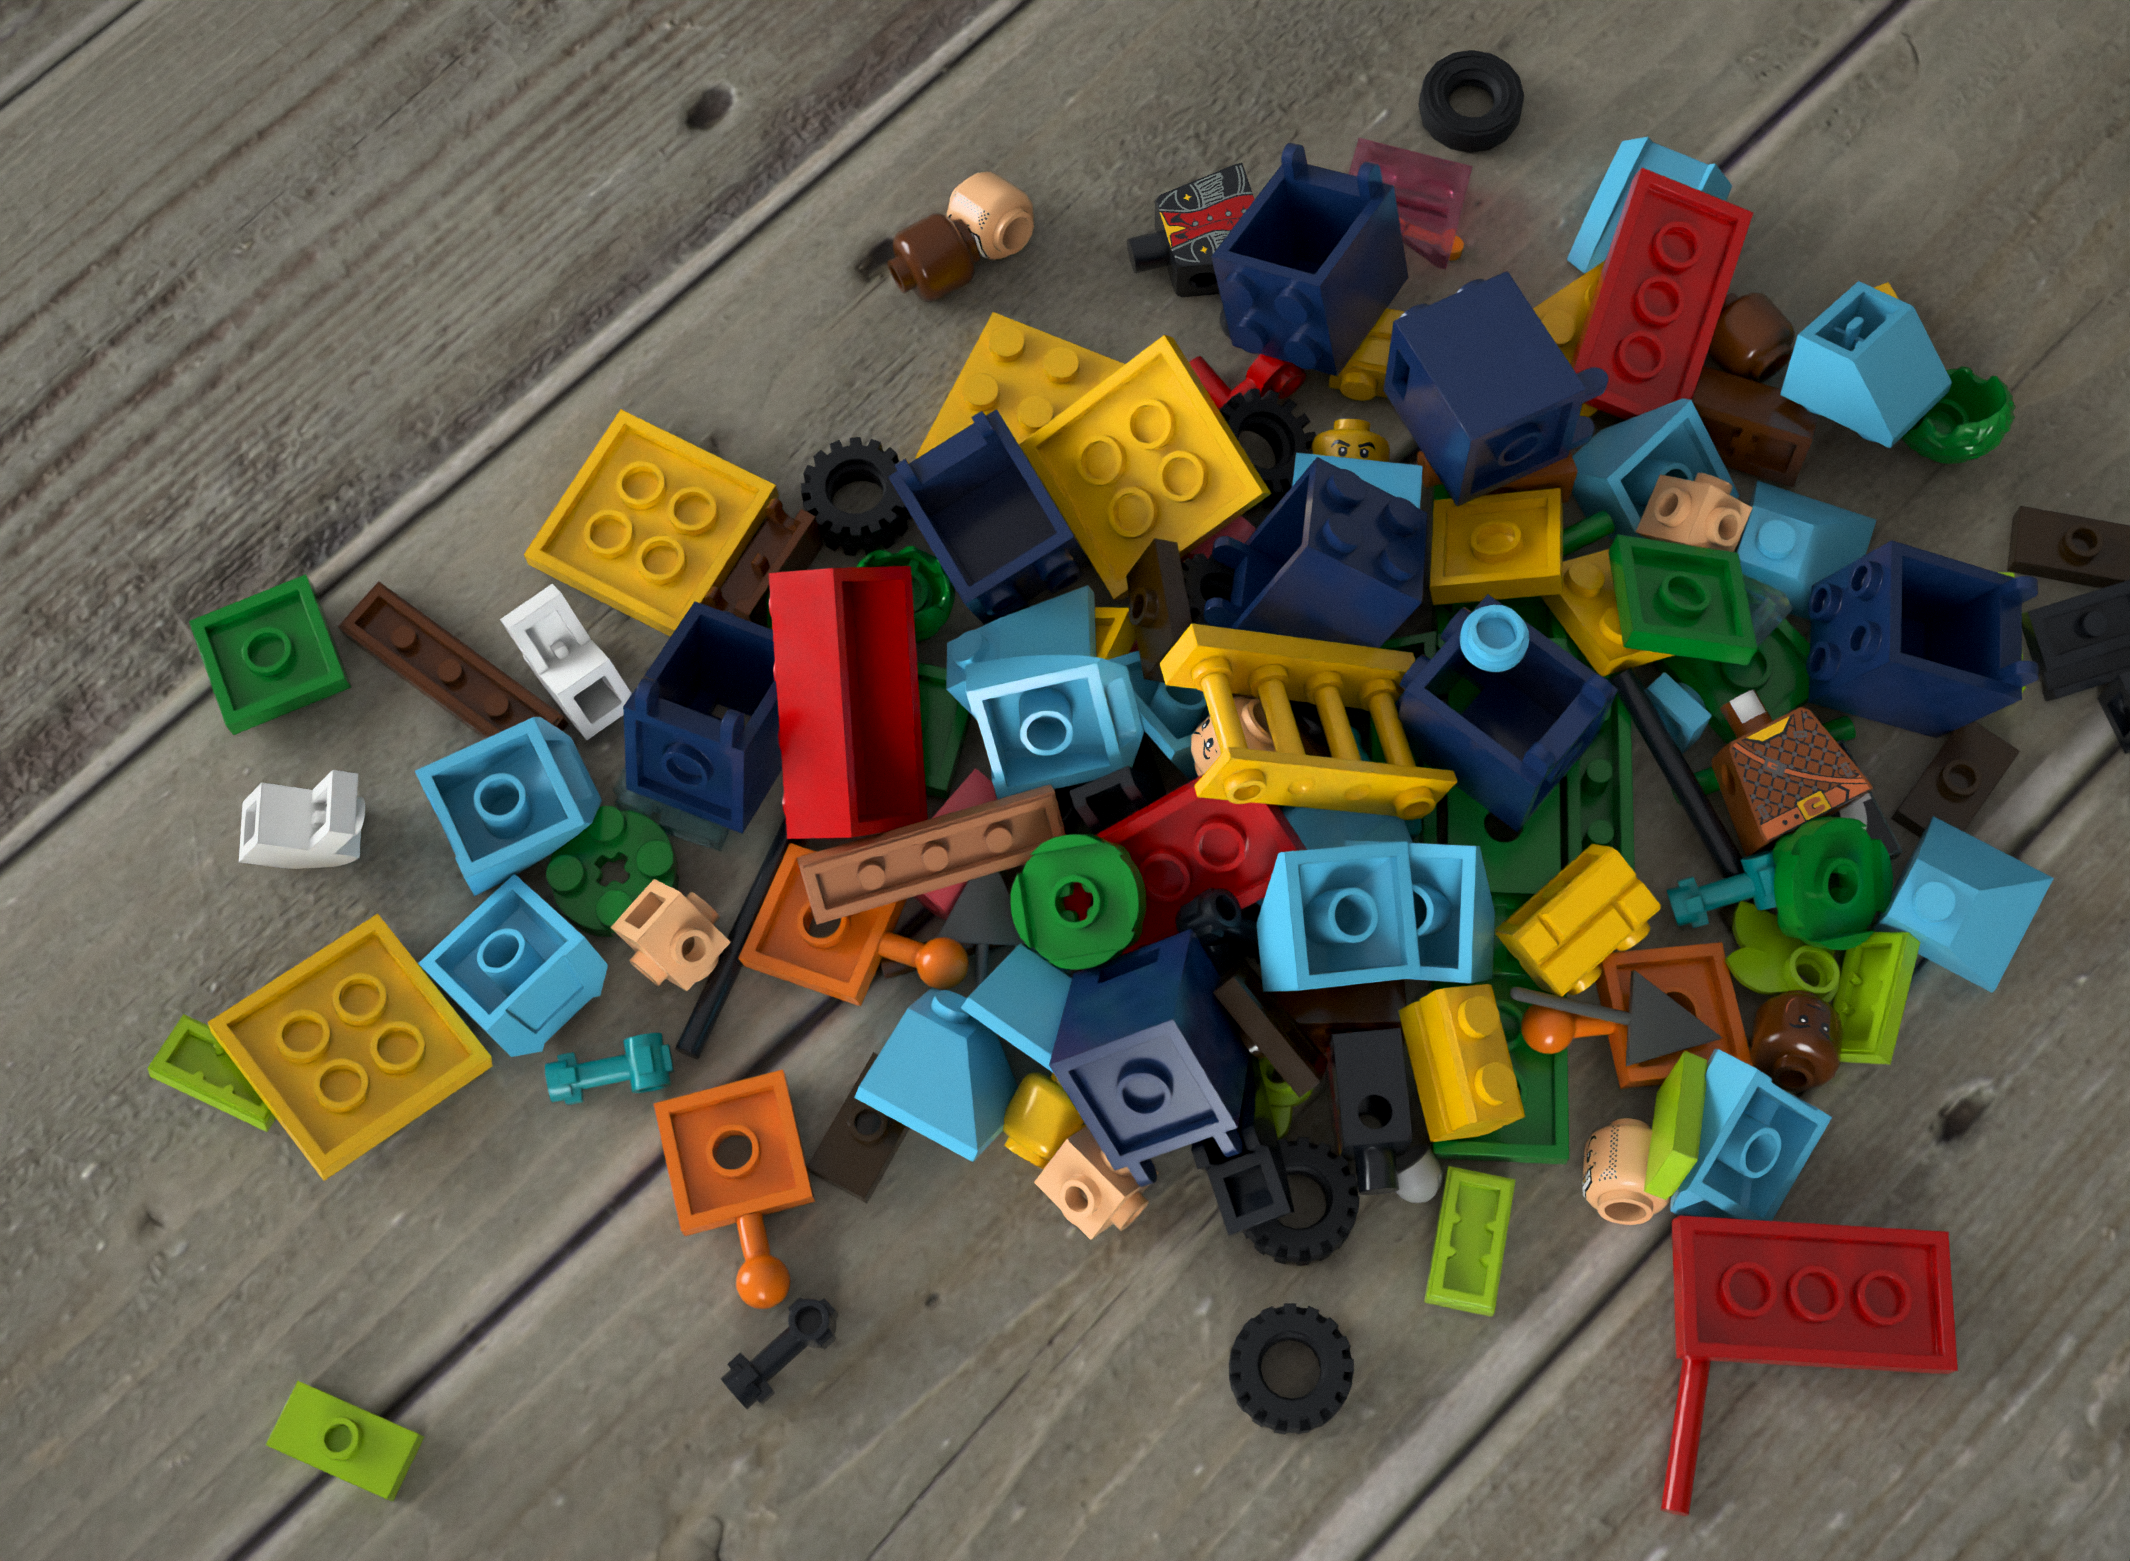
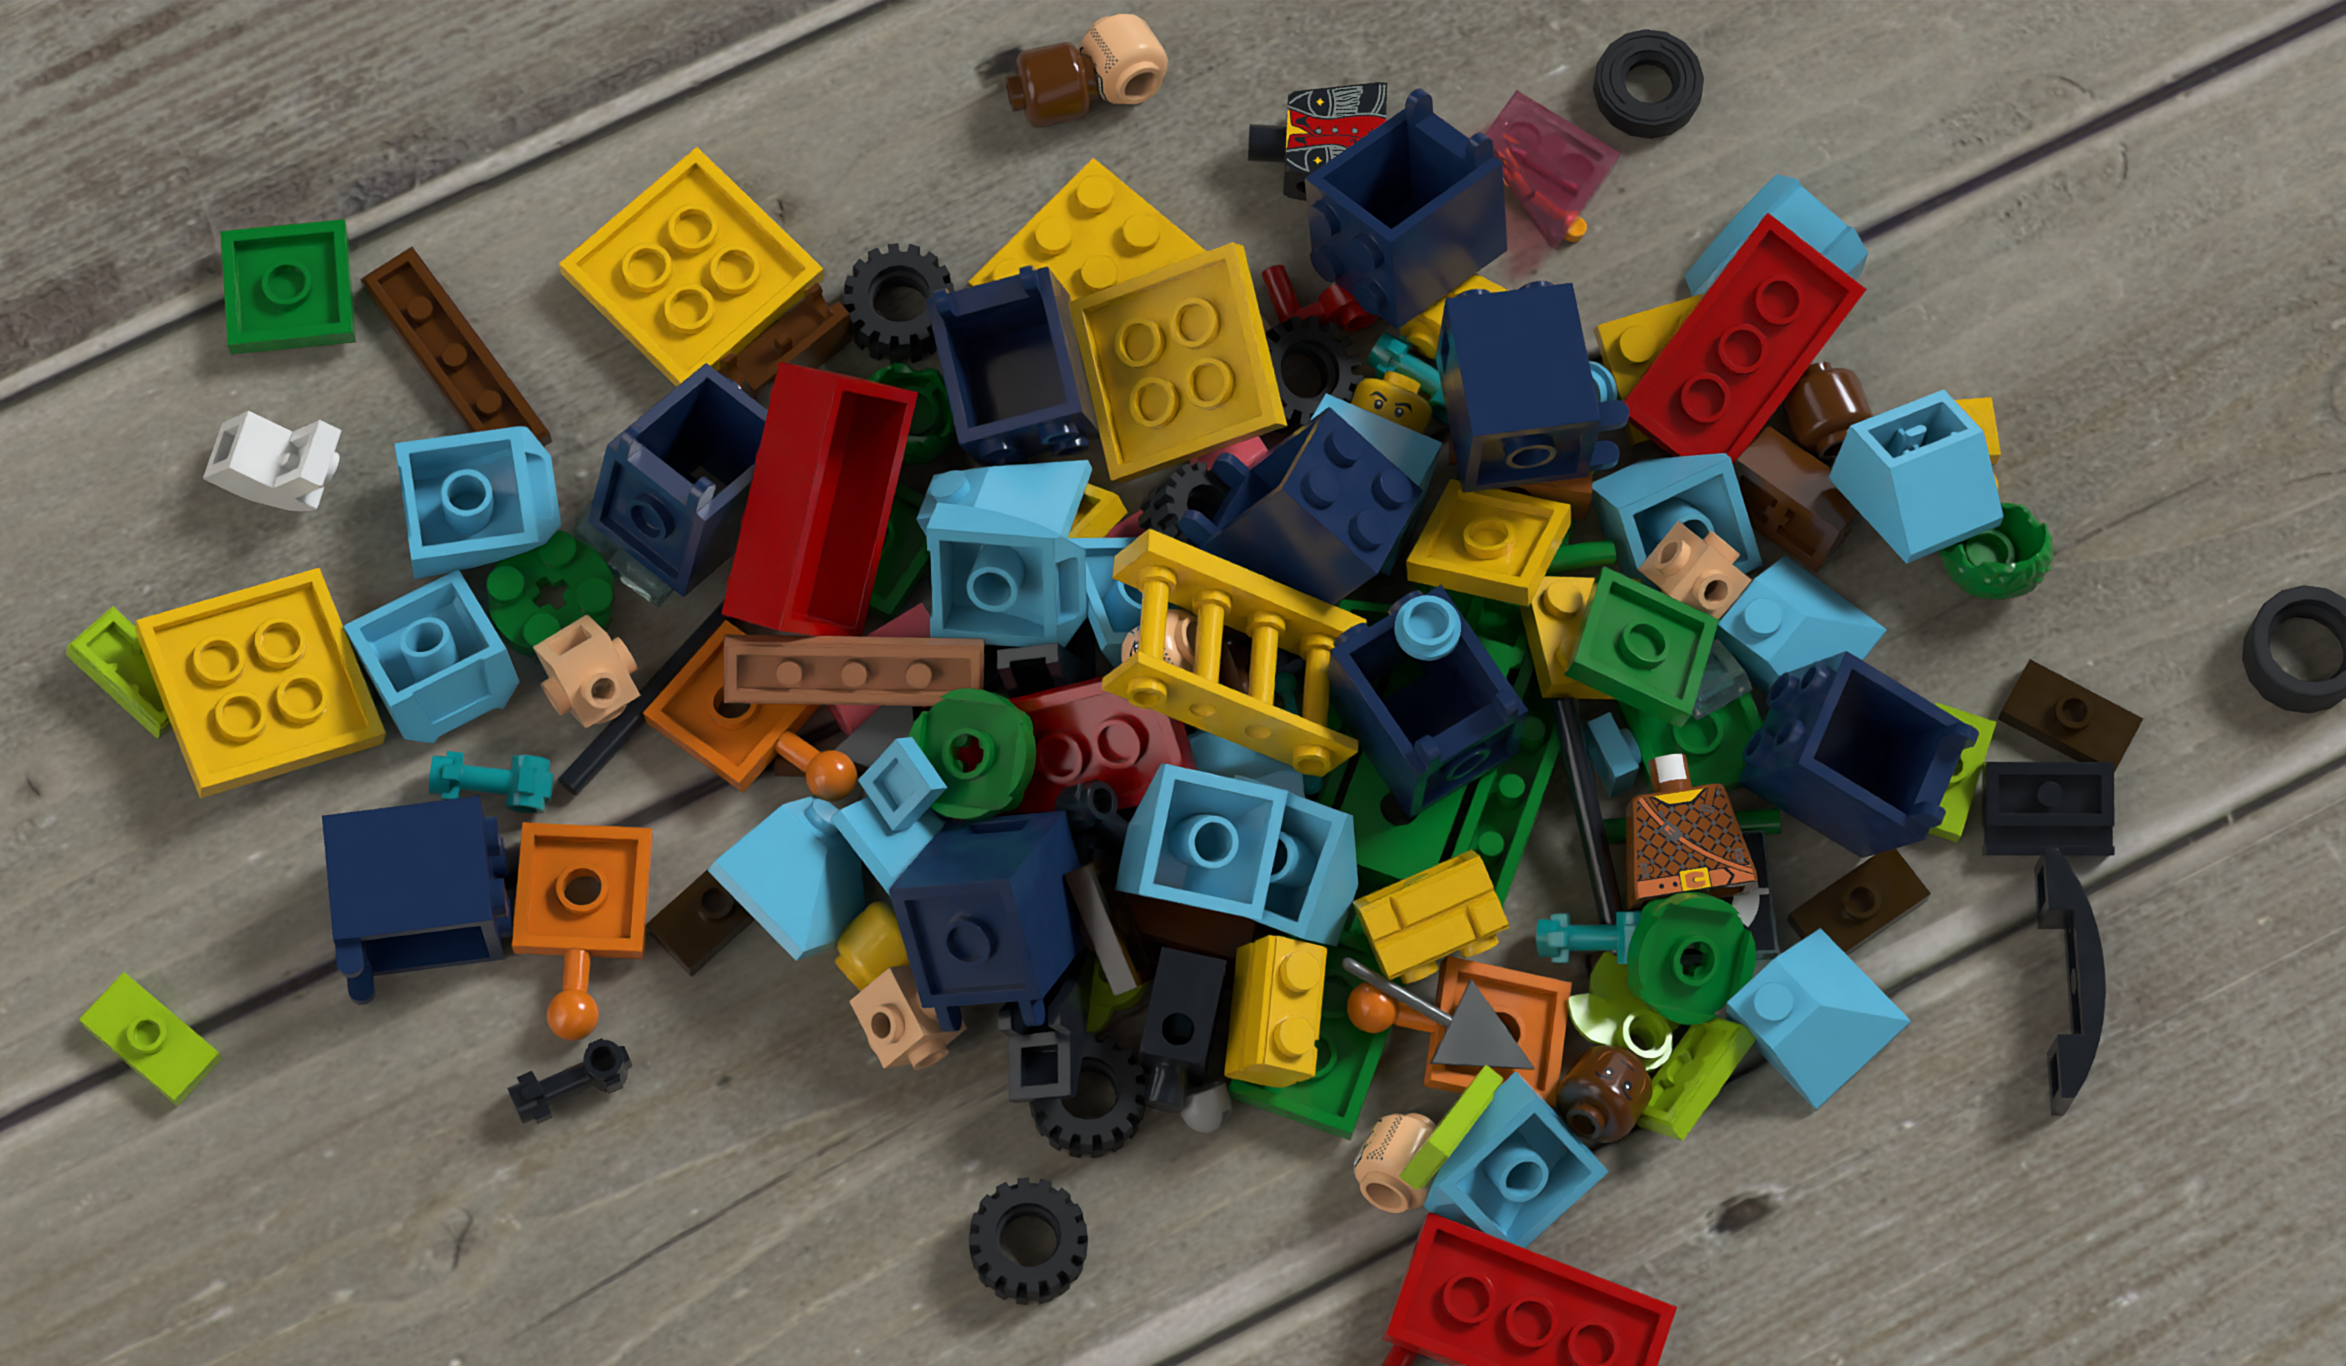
camera: 10 degrees right, 0 degrees up
(565, 1208) = (415, 889): none -> dark blue container
(568, 661) = (569, 382): white brick -> none
(1021, 951) = (902, 783): none -> medium azure plate
(1157, 604) = (1143, 494): dark brown plate -> none
(1332, 405) = (1395, 356): none -> teal bar
(1470, 1241) = (1234, 1180): lime plate -> none

